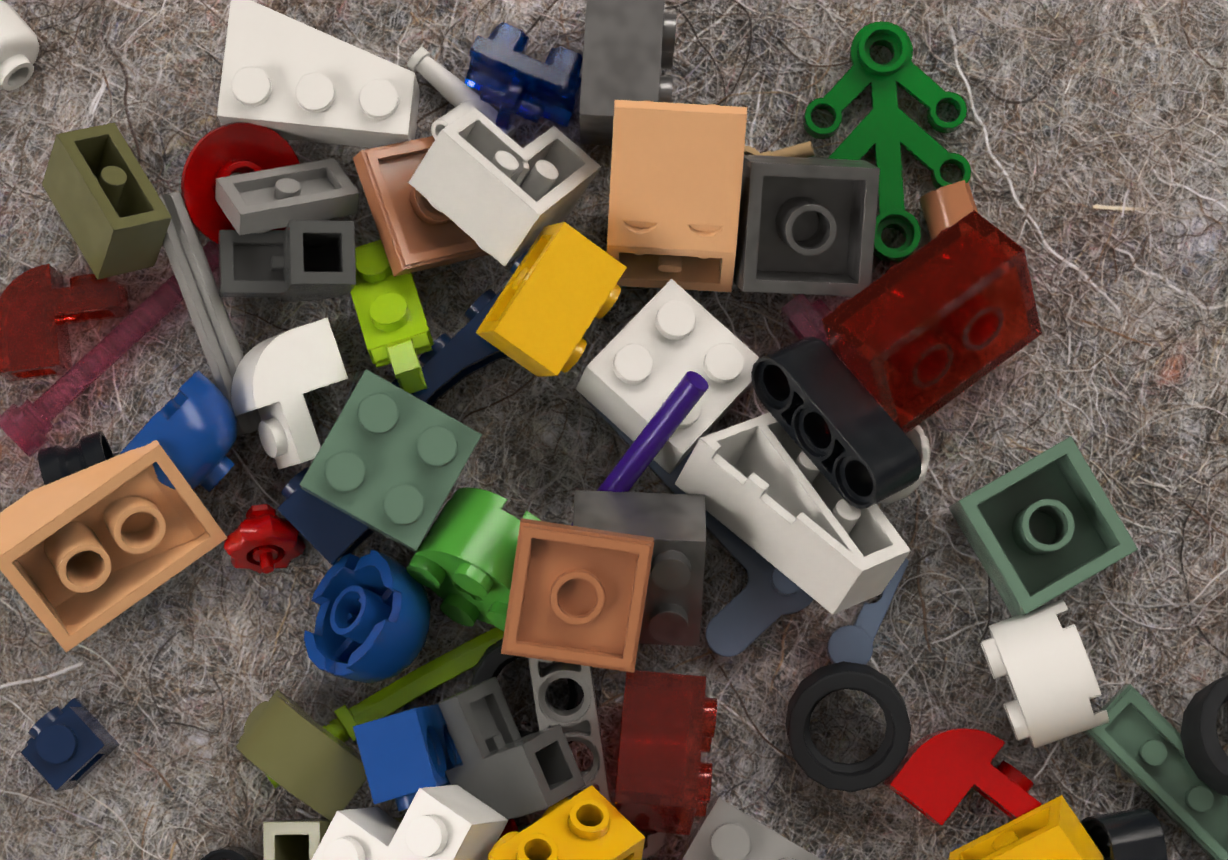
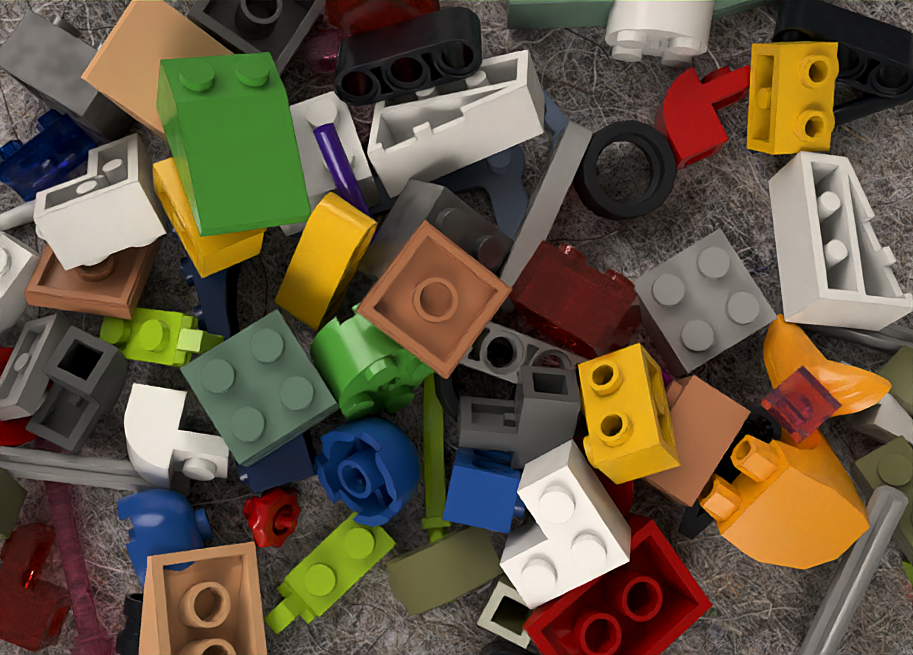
camera: 55 degrees left, 0 degrees up
(236, 635) = (329, 571): none -> lime hinge
(564, 453) = (325, 261): none -> yellow beam
(632, 294) = (232, 141): none -> bright green slope
(759, 656) = (545, 202): none -> light grey beam

